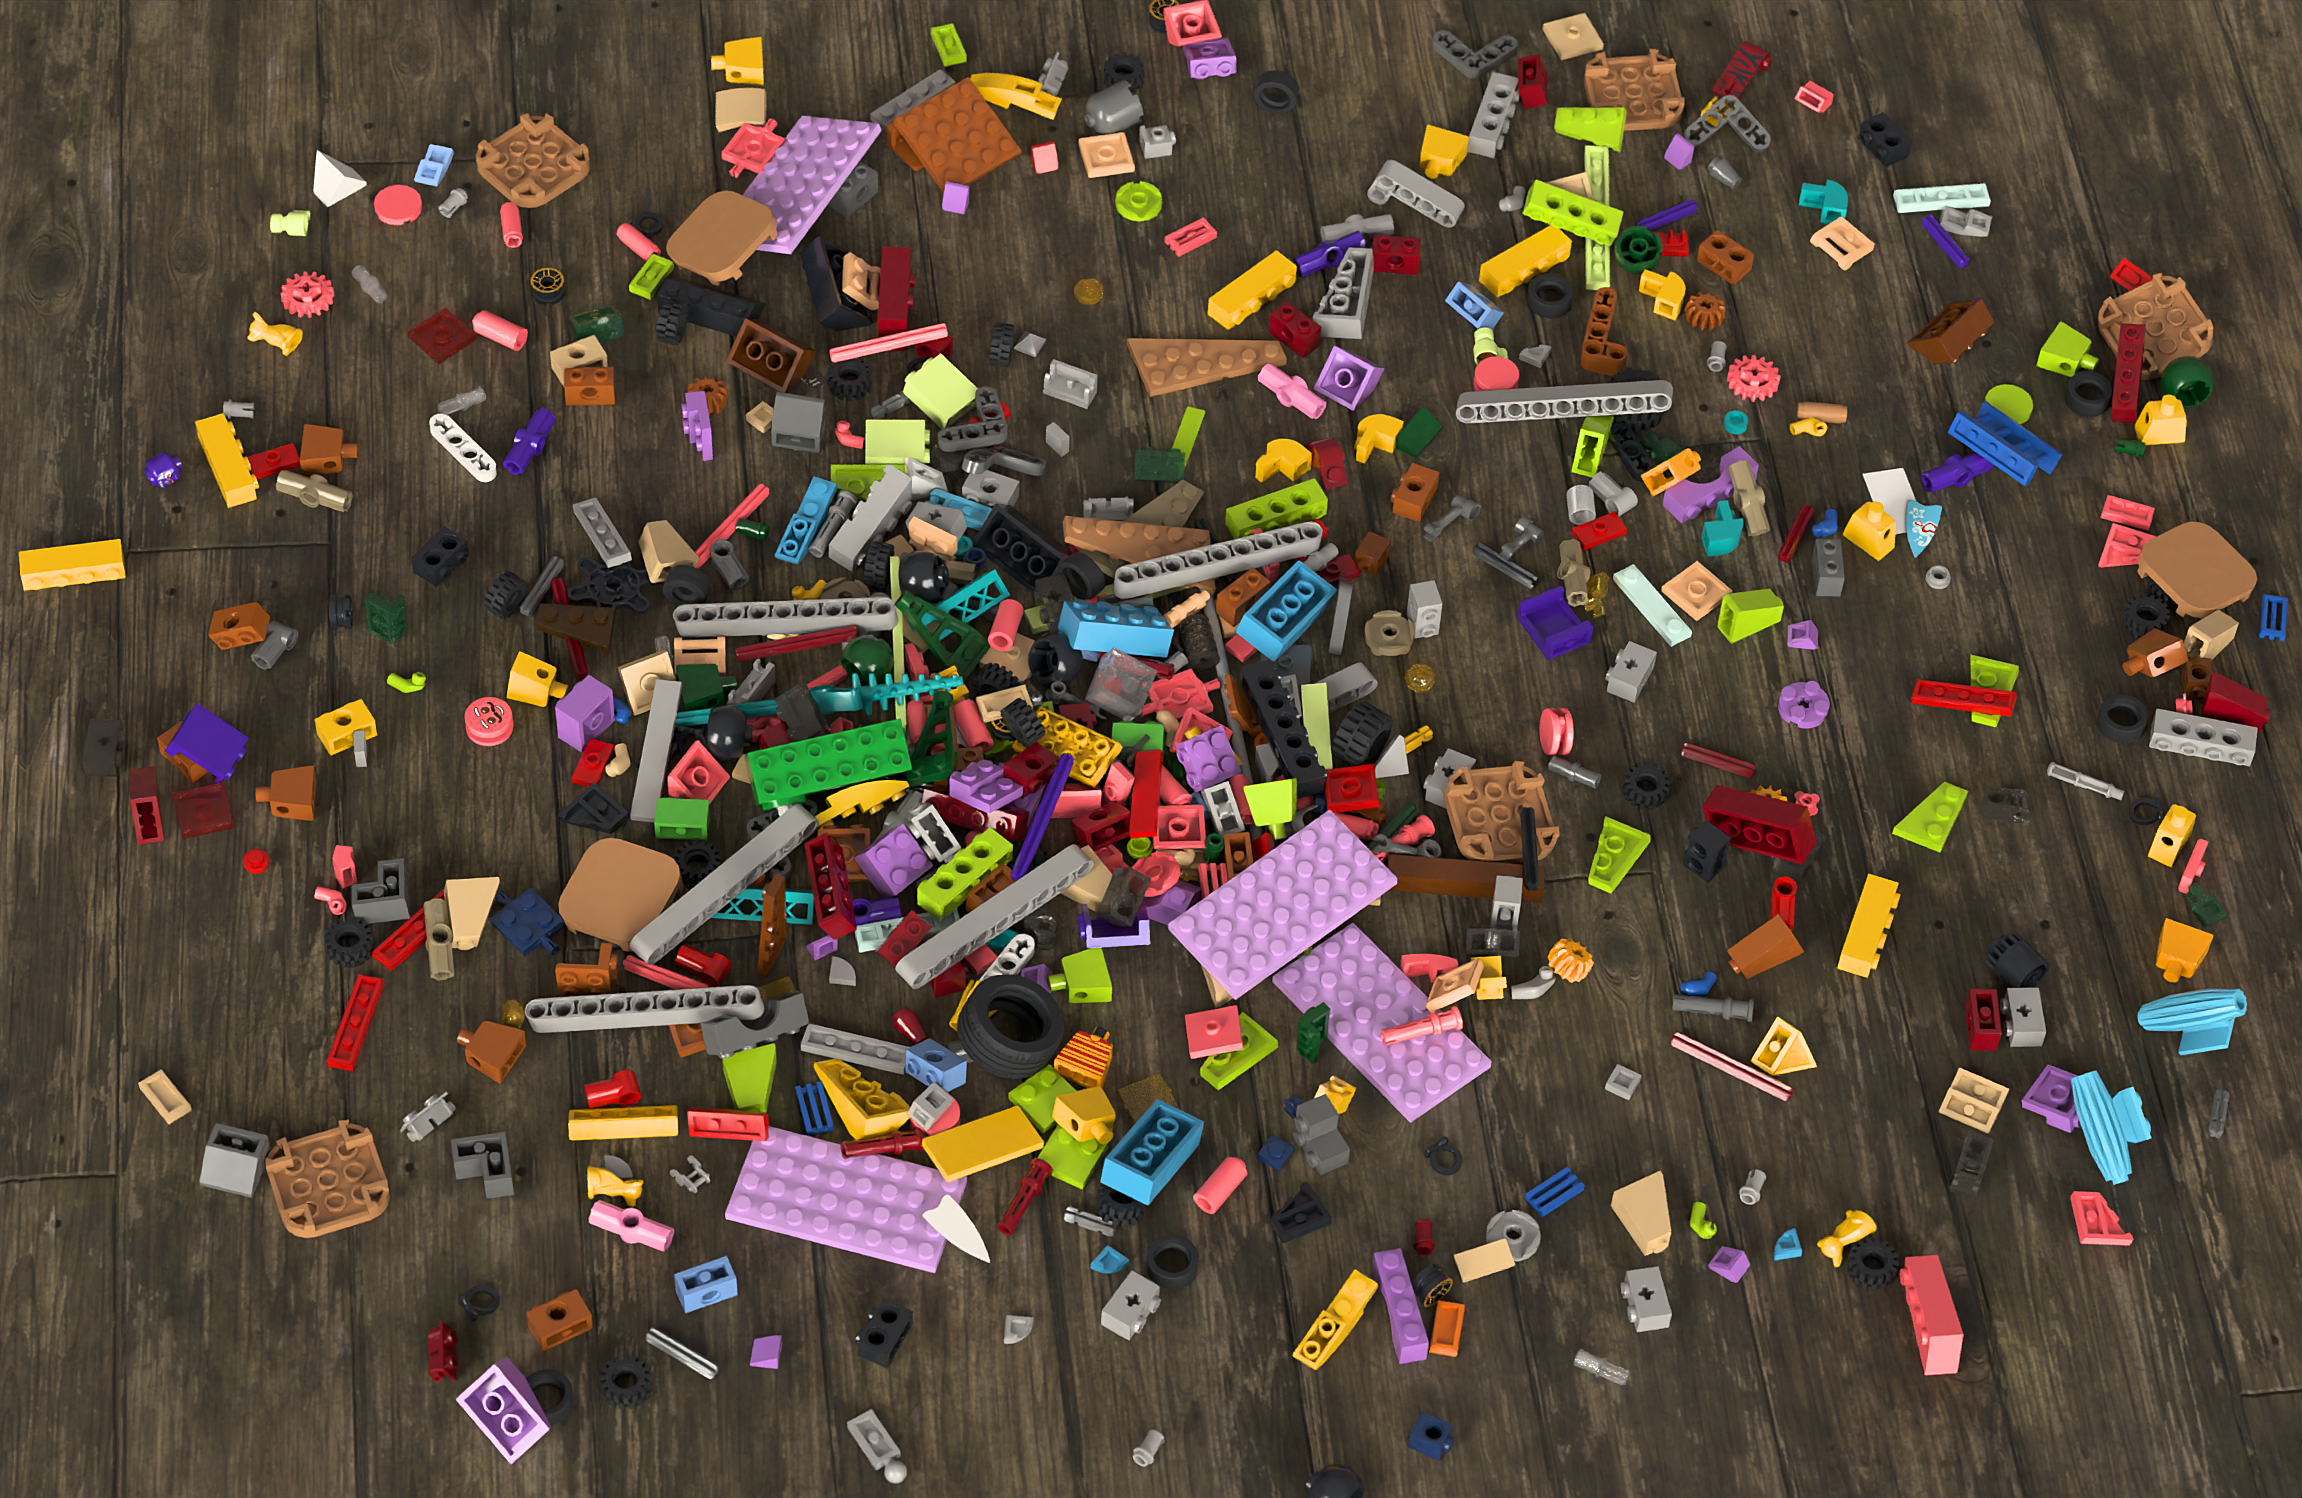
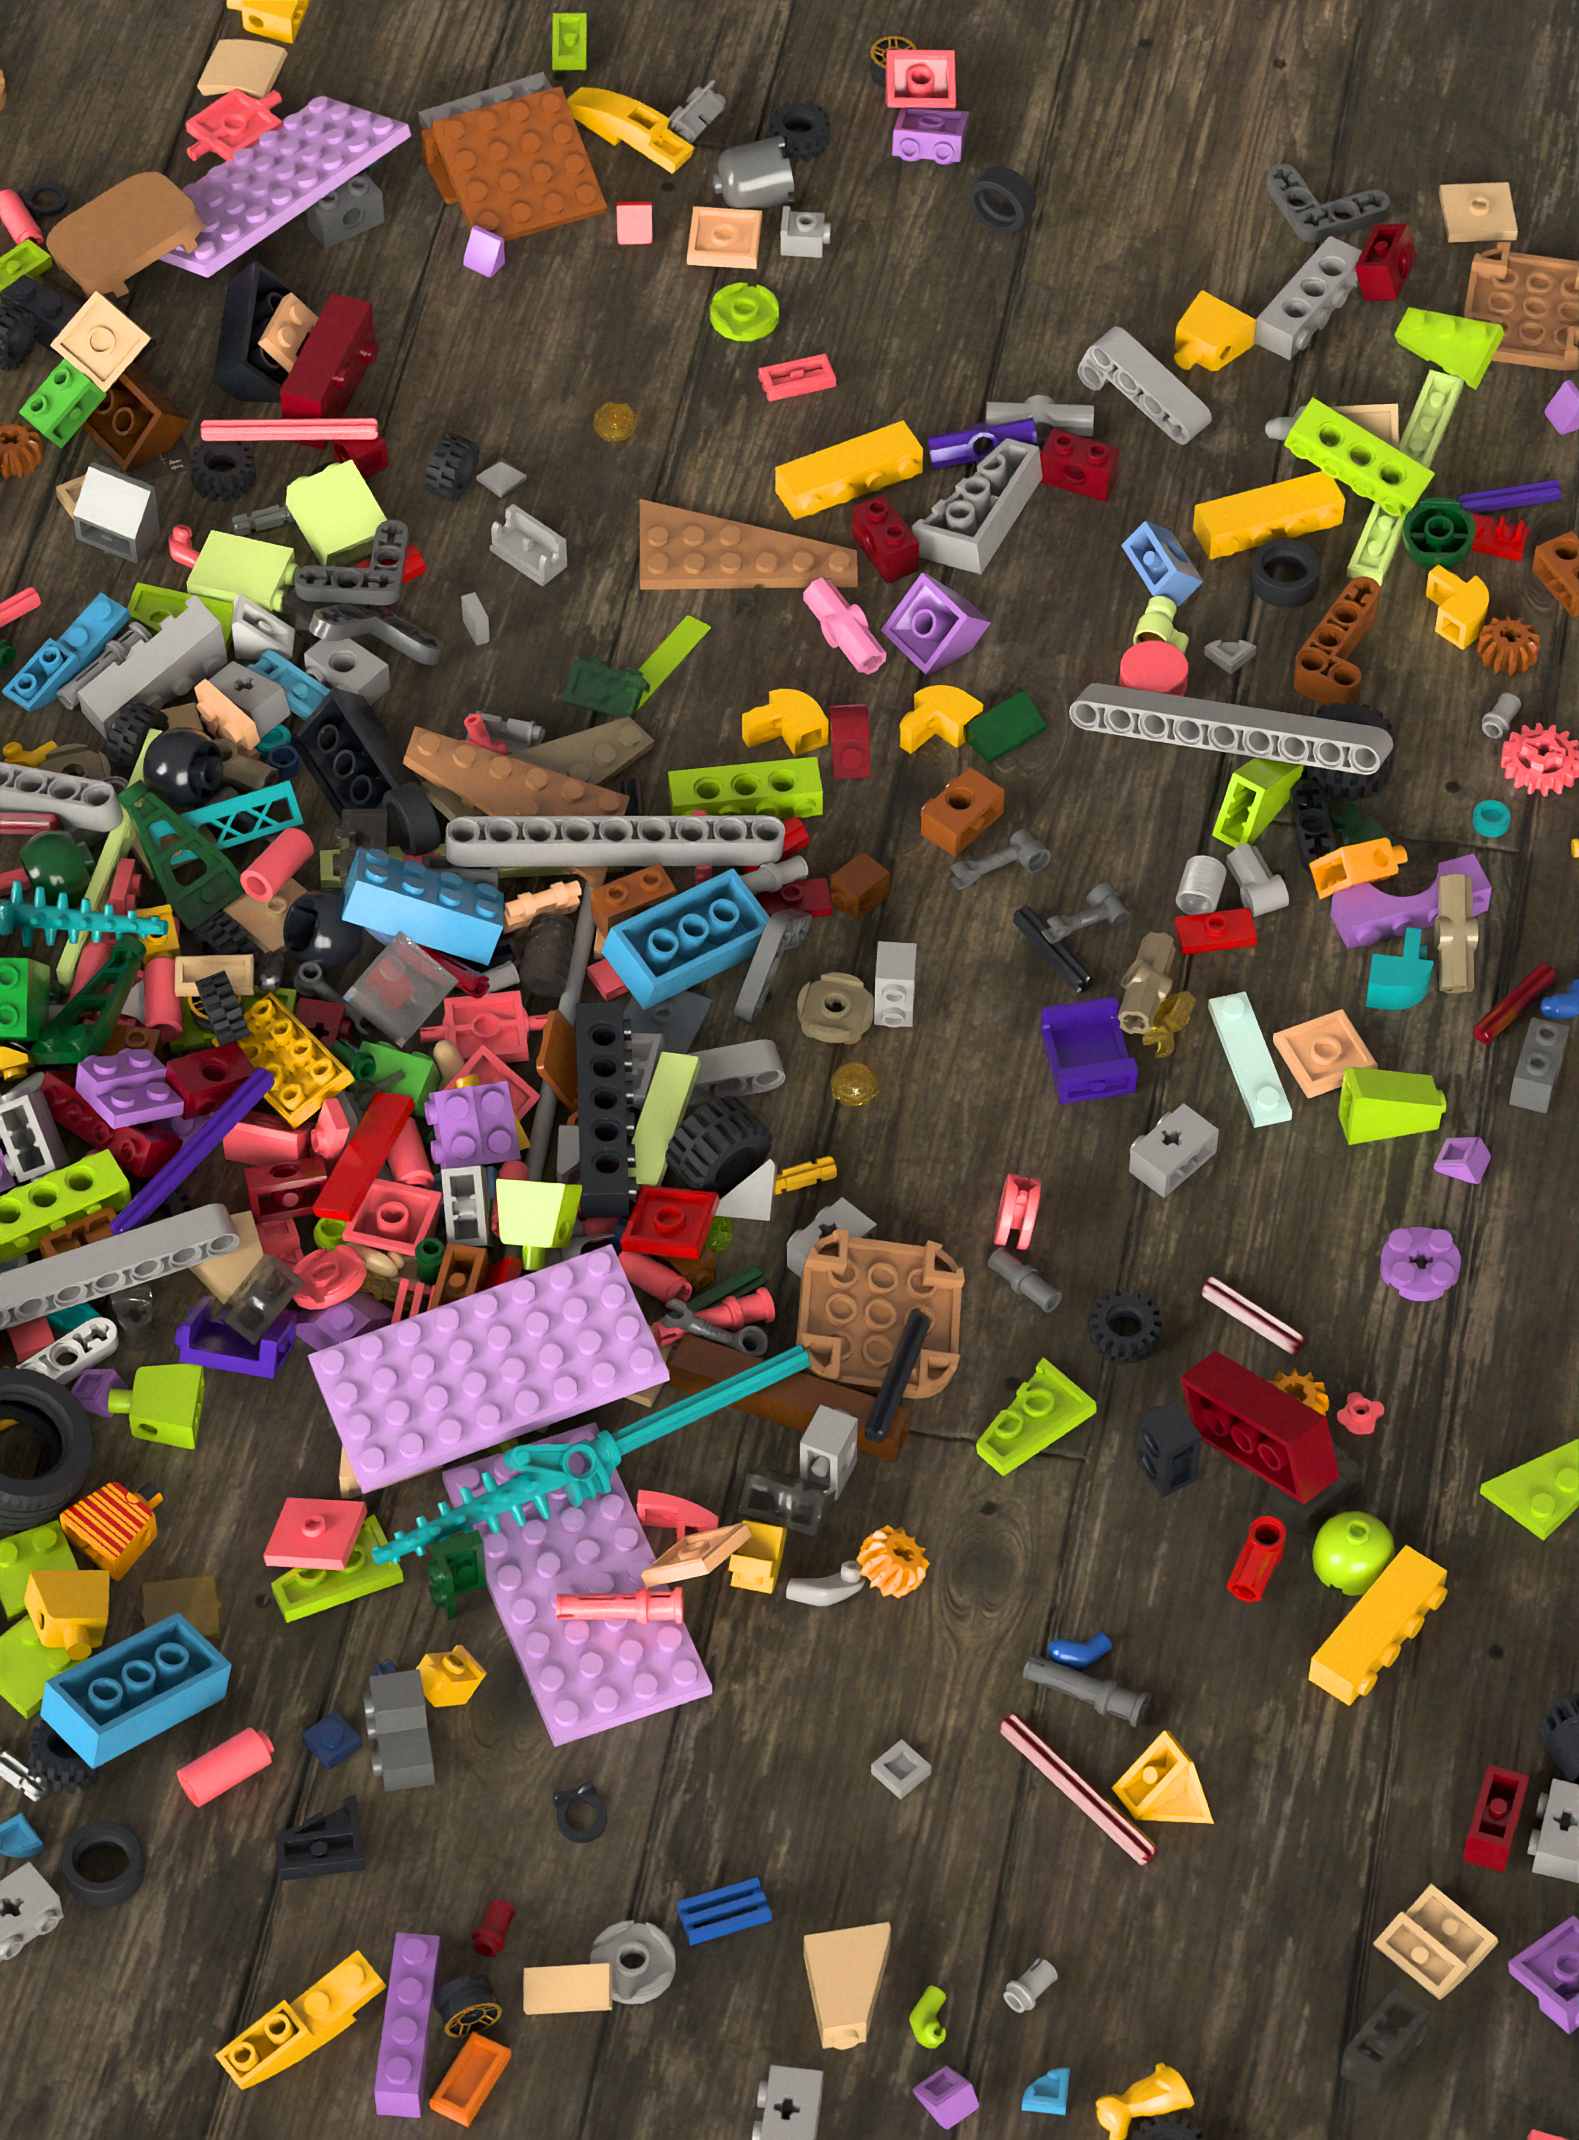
camera: 20 degrees right, 0 degrees up
(729, 357) = (62, 403): none -> bright green brick
(748, 311) = (101, 341): none -> tile
(1095, 511) = (480, 735): none -> coral arm
(1119, 735) = (359, 1063): none -> dark green pin
(1346, 955) = (547, 1466): none -> teal piece
(1764, 948) = (1200, 1619): dark orange slope -> none
(1836, 886) = (1352, 1551): none -> lime cylinder

